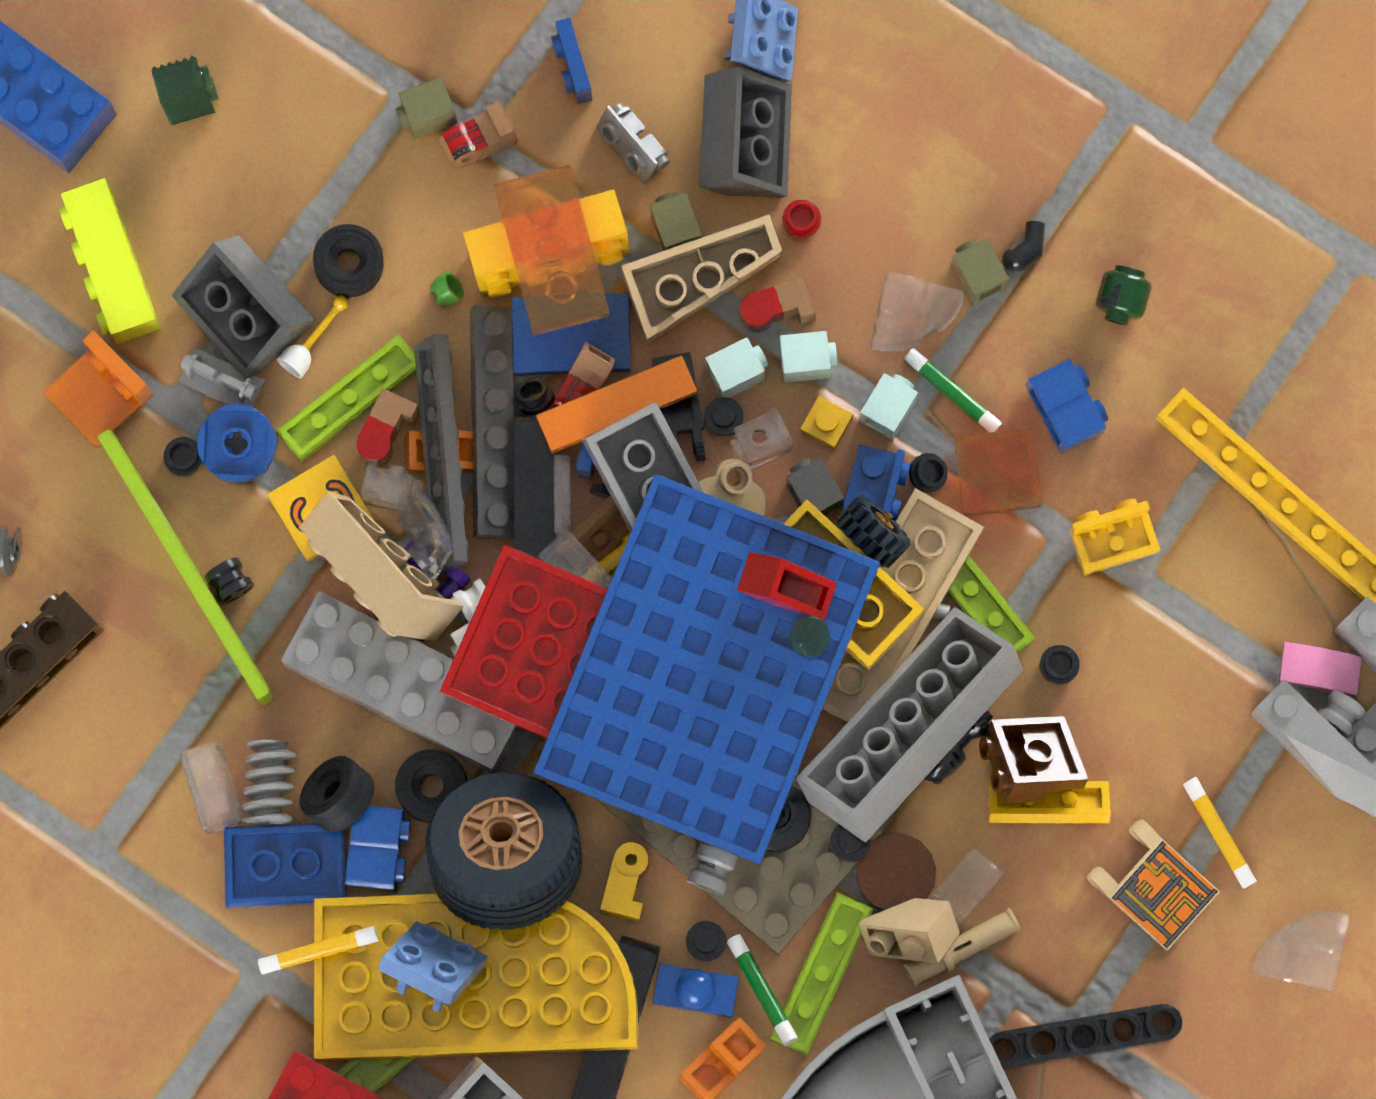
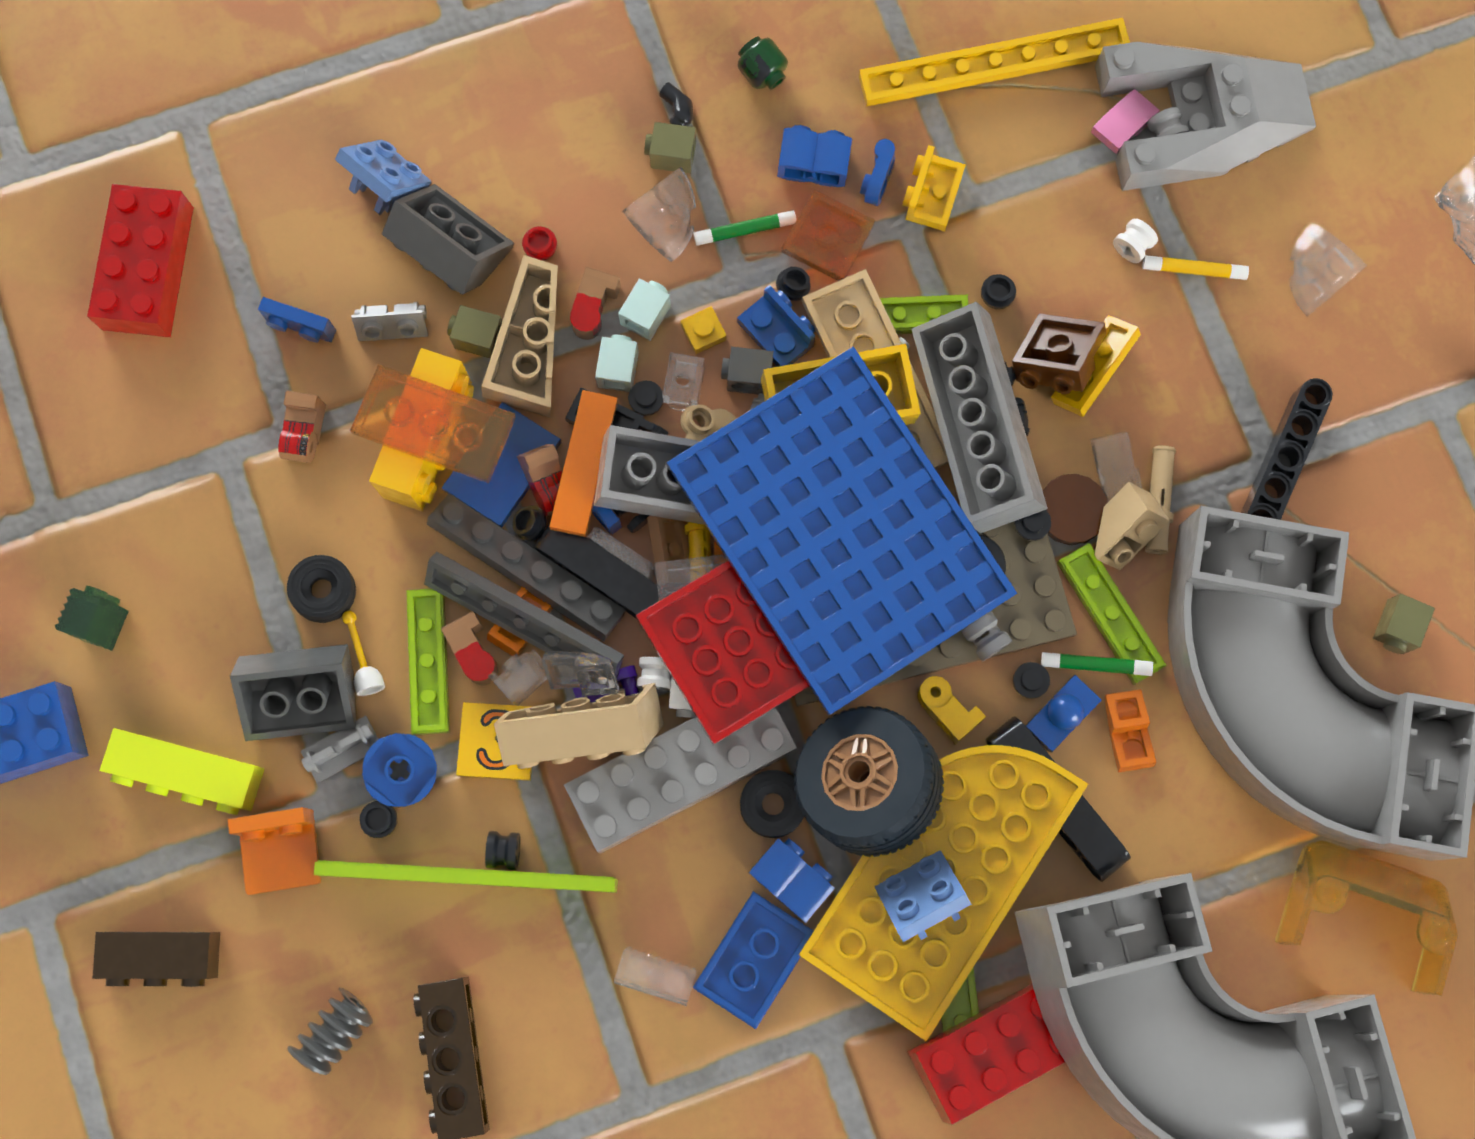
camera: 60 degrees left, 0 degrees up
(268, 782) = (683, 927): light grey piece -> none
(318, 950) = (843, 979): yellow bar -> none
(336, 794) = (746, 875): black tyre -> none
(426, 108) = (249, 450): olive brick -> none
(447, 289) = (399, 530): bright green hinge -> none
(786, 585) = (824, 423): red slope -> none
(809, 637) = (875, 434): plate -> none
(873, 531) = (818, 341): black wheel -> none
(889, 405) = (724, 276): light aqua brick -> none
(1081, 480) = (875, 185): none -> blue plate
(1160, 891) = (1210, 337): flag -> none
(1201, 757) = (1135, 240): none -> white wheel

